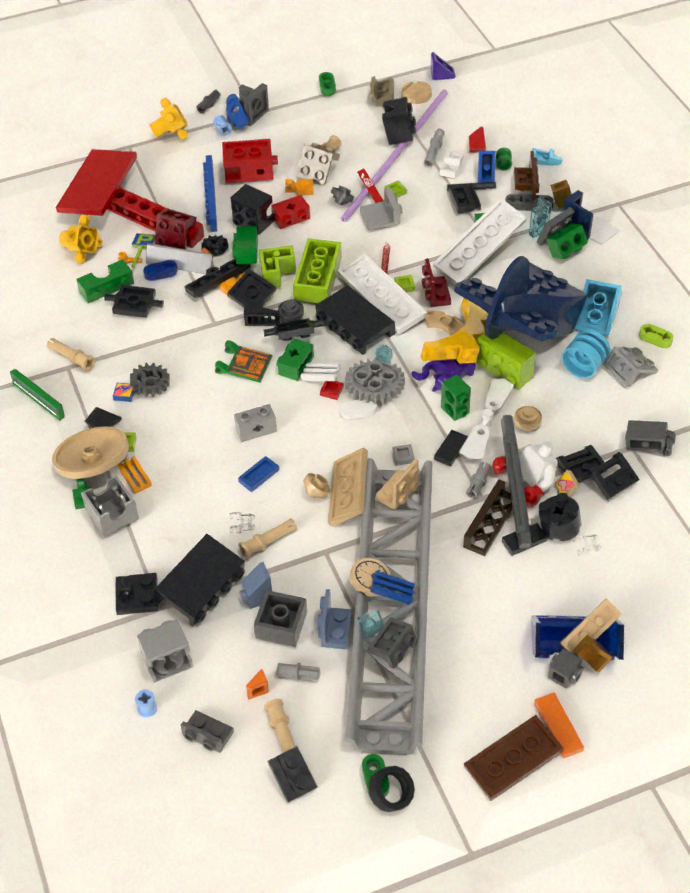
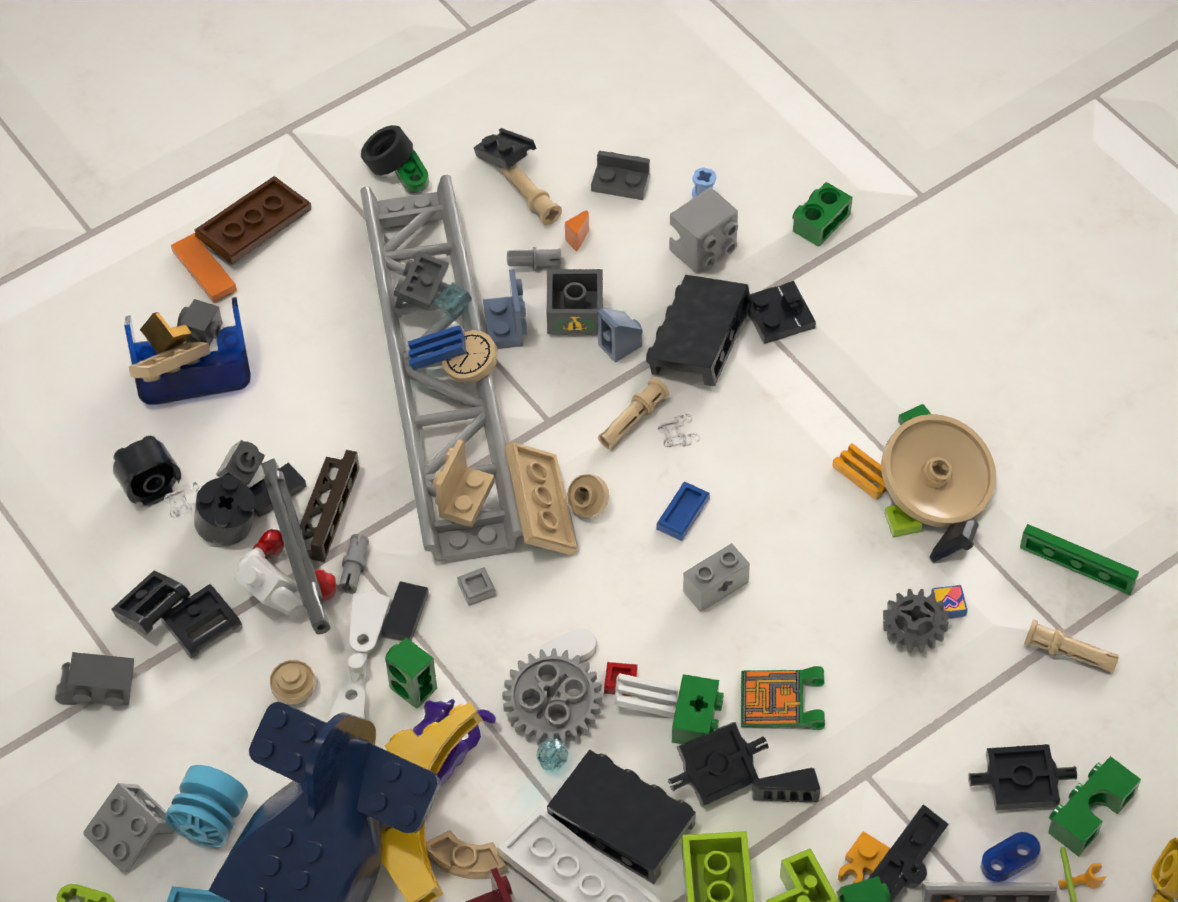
camera: 165 degrees right, 5 degrees up
(67, 655) = (822, 213): none -> green brick
(111, 507) = (866, 393): light grey piece -> none
(251, 290) = (823, 828): black hinge -> none
(291, 310) = (740, 812): dark grey plate -> none
(545, 548) = (241, 462): none -> dark grey brick
(567, 483) = (219, 577): tile -> none
(612, 552) = (146, 471): none -> black brick

